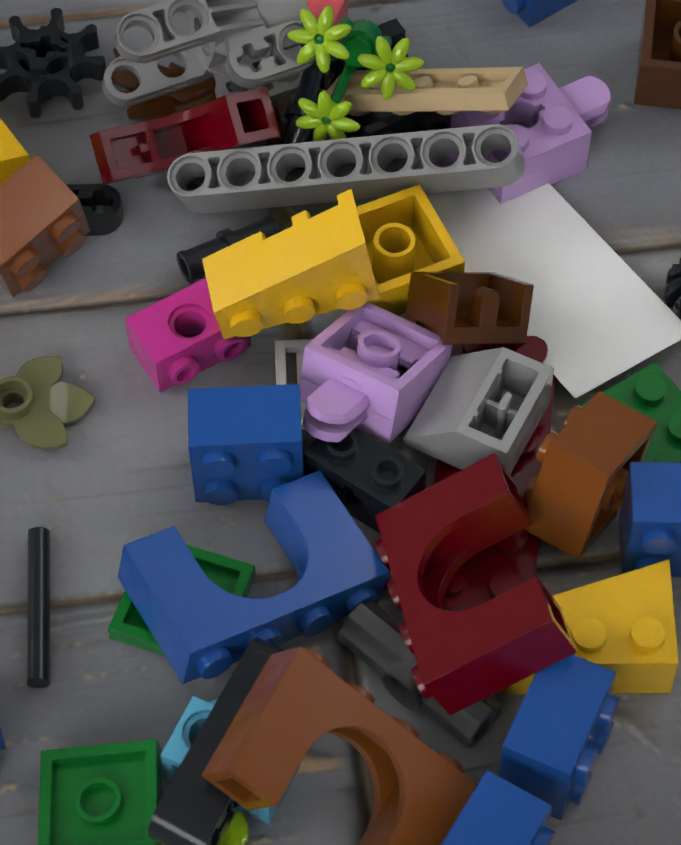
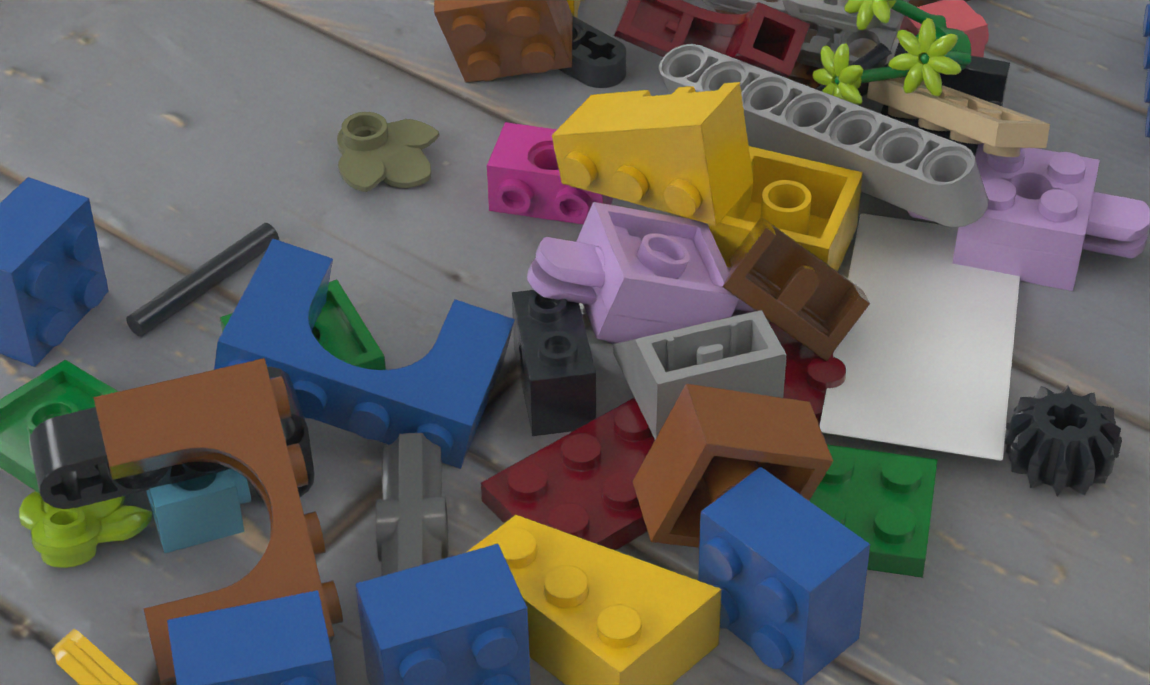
camera: 45 degrees right, 15 degrees down
(243, 441) = (471, 246): blue brick -> none
(477, 649) = (470, 476): dark red arch -> none

